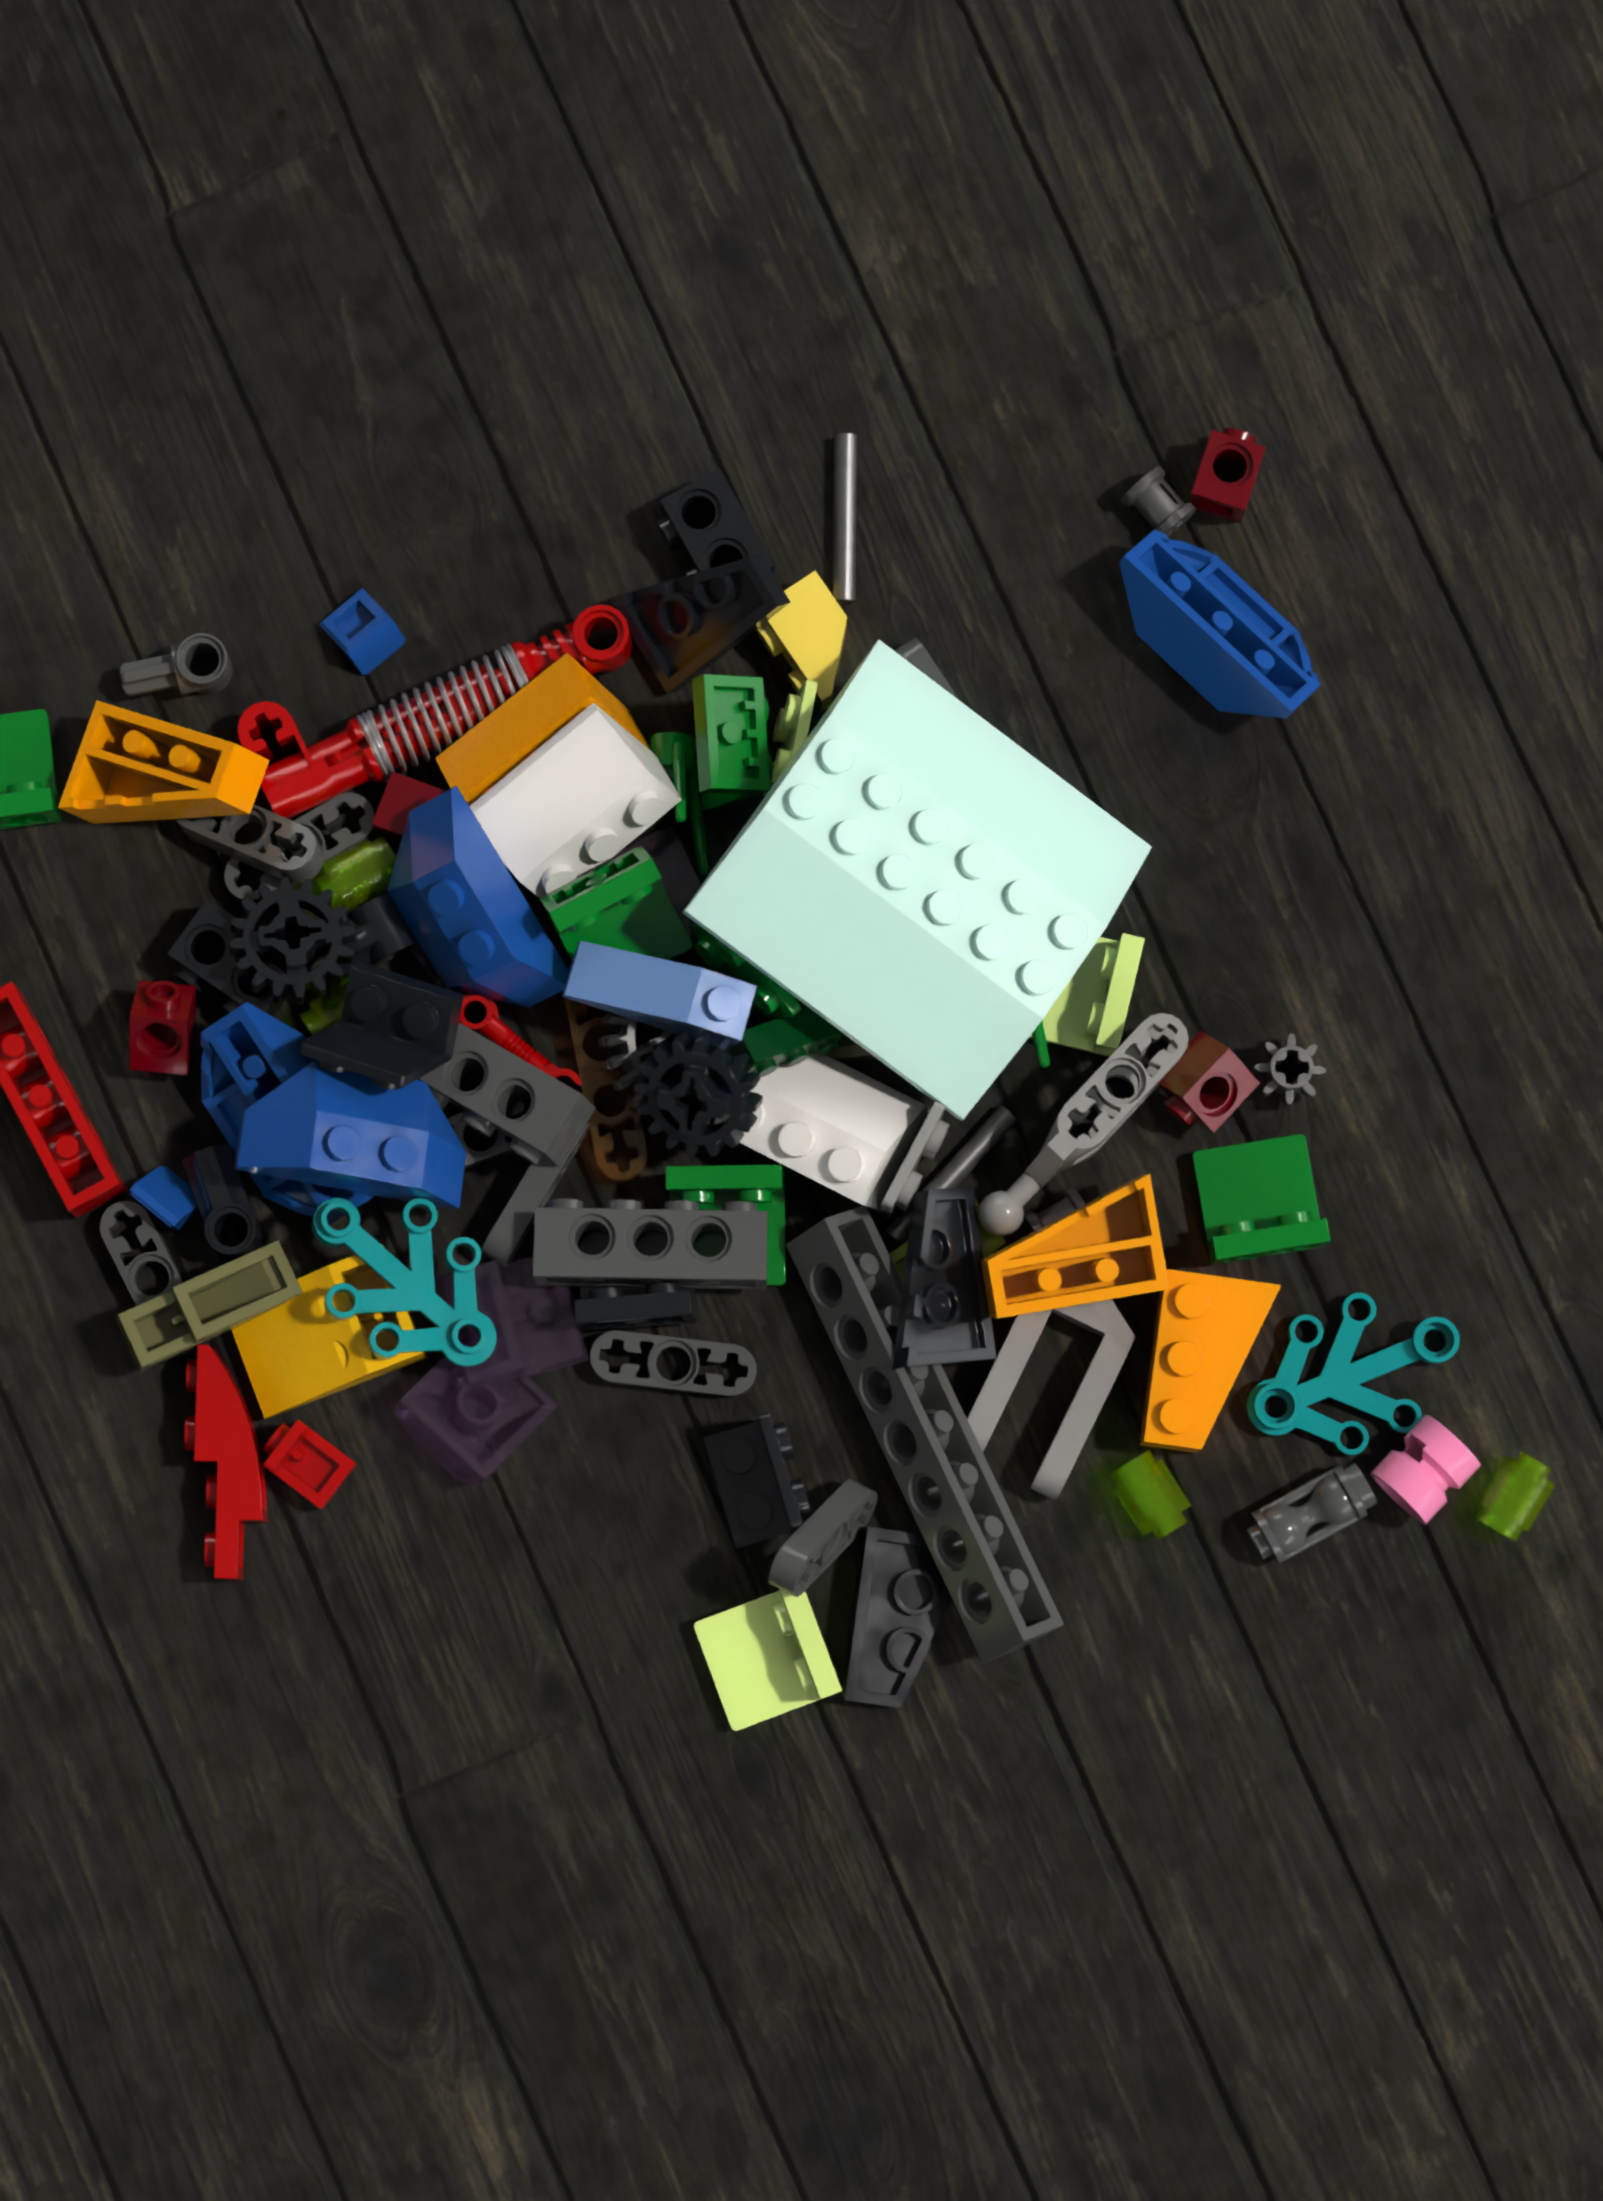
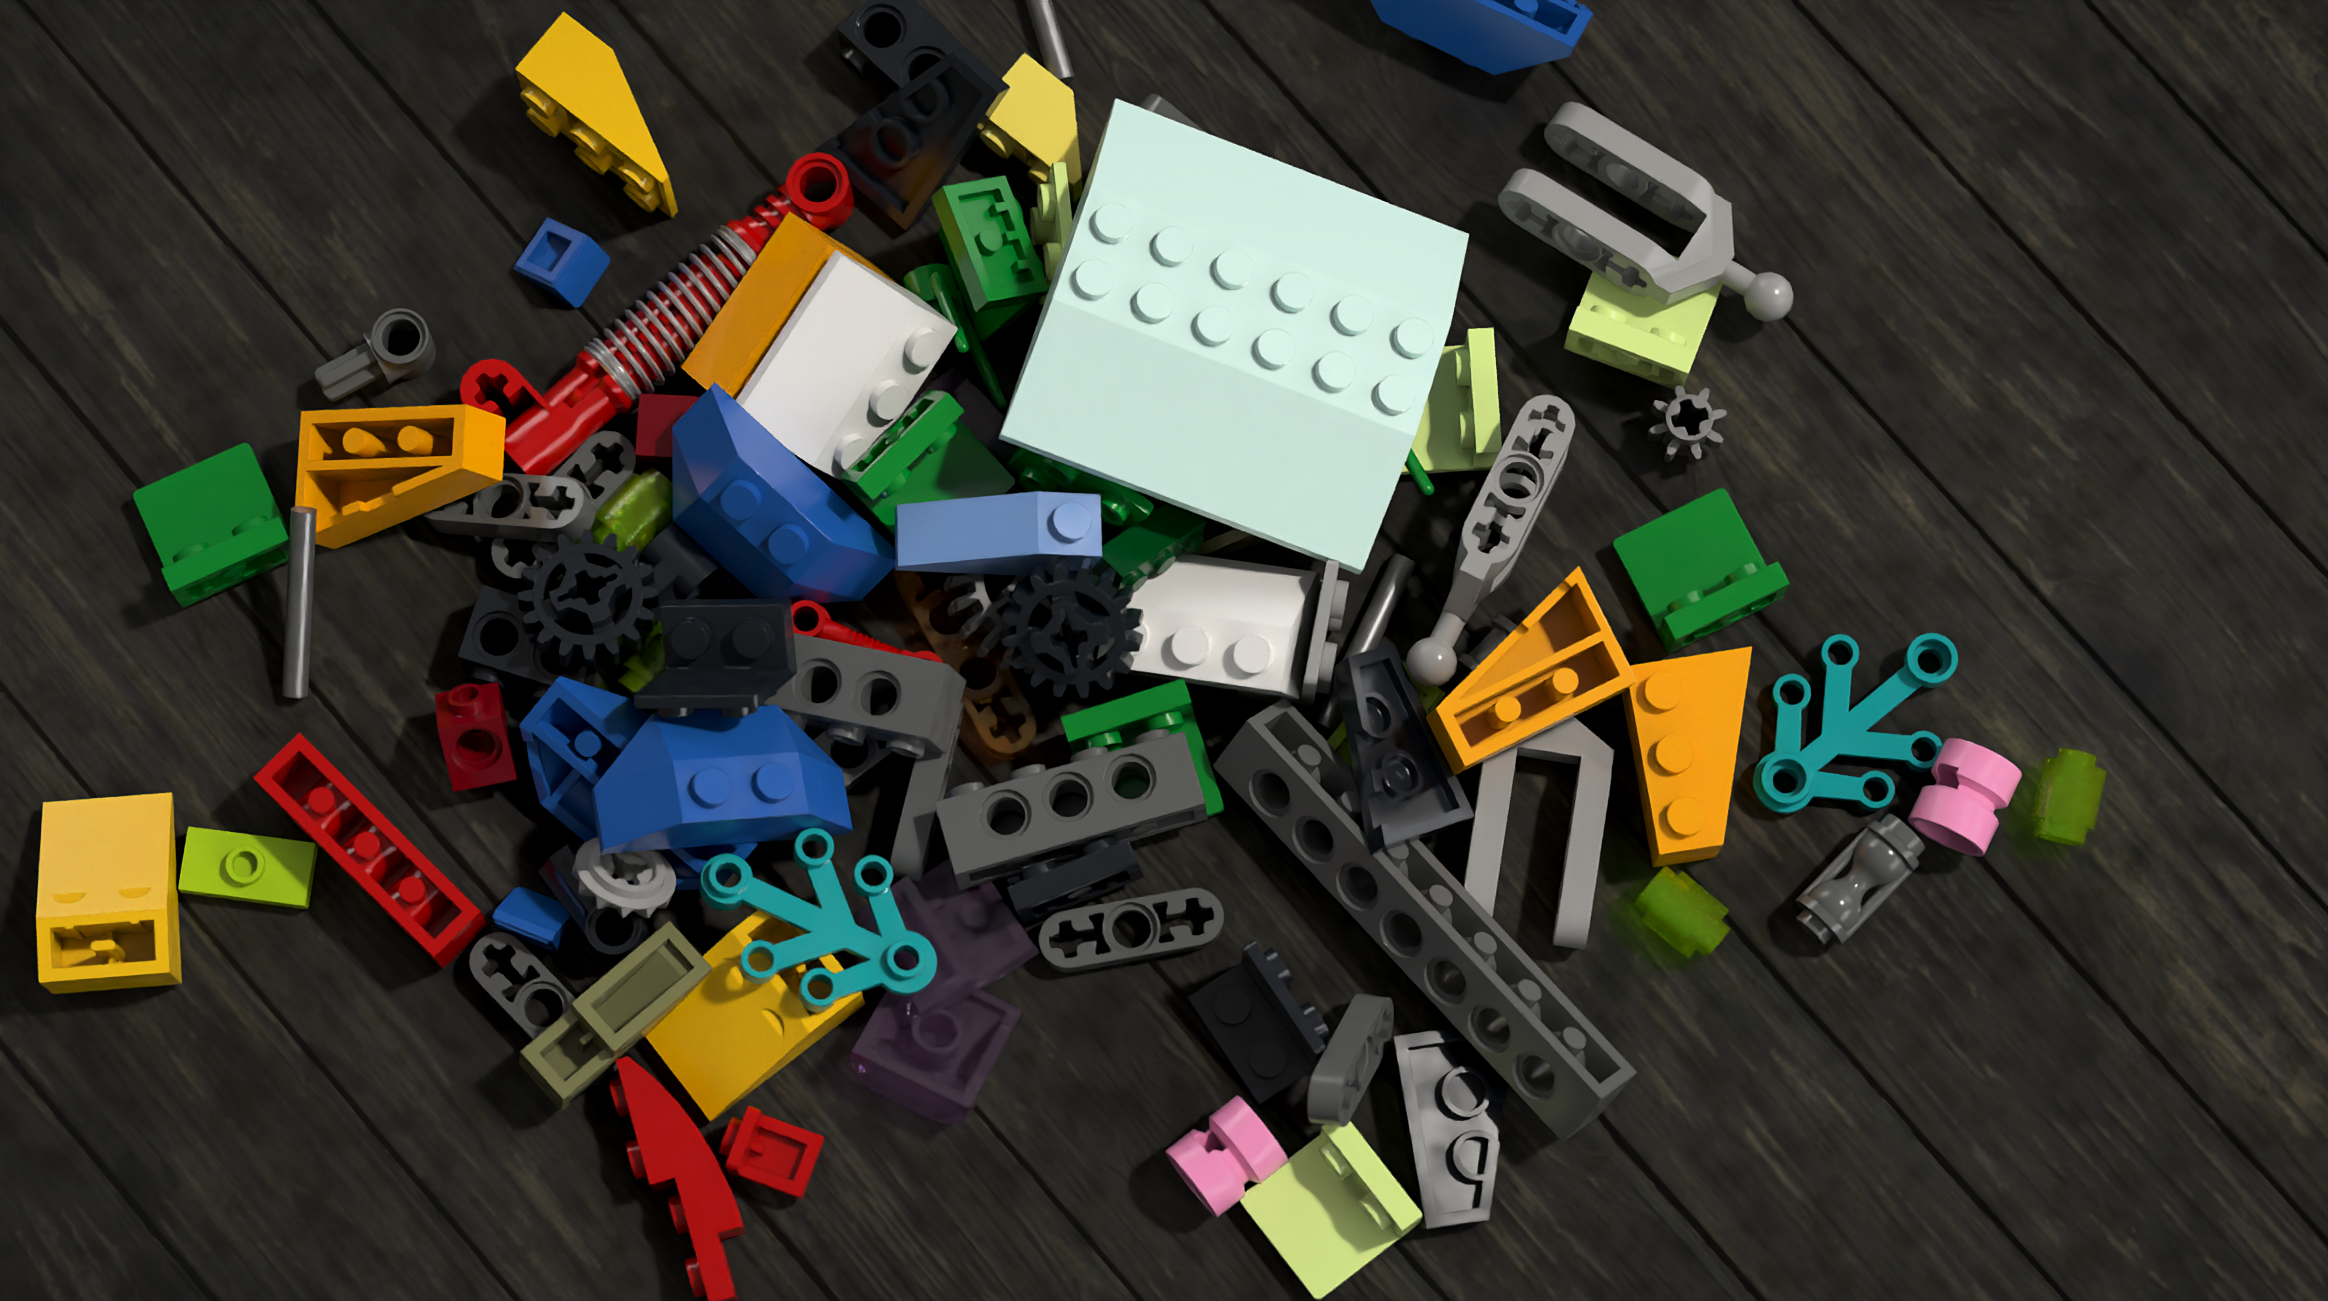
camera: 15 degrees left, 5 degrees down
(47, 864) = (299, 601): none -> flat silver bar
(273, 1205) = (648, 869): none -> light grey gear
(423, 488) = (581, 91): none -> yellow slope
(693, 1585) = (1227, 1156): none -> bright pink wheel
(1225, 1086) = (1605, 463): dark red brick -> none
(1284, 958) = (1640, 331): none -> yellowish green bracket
(1332, 852) = (1619, 250): none -> light grey piece

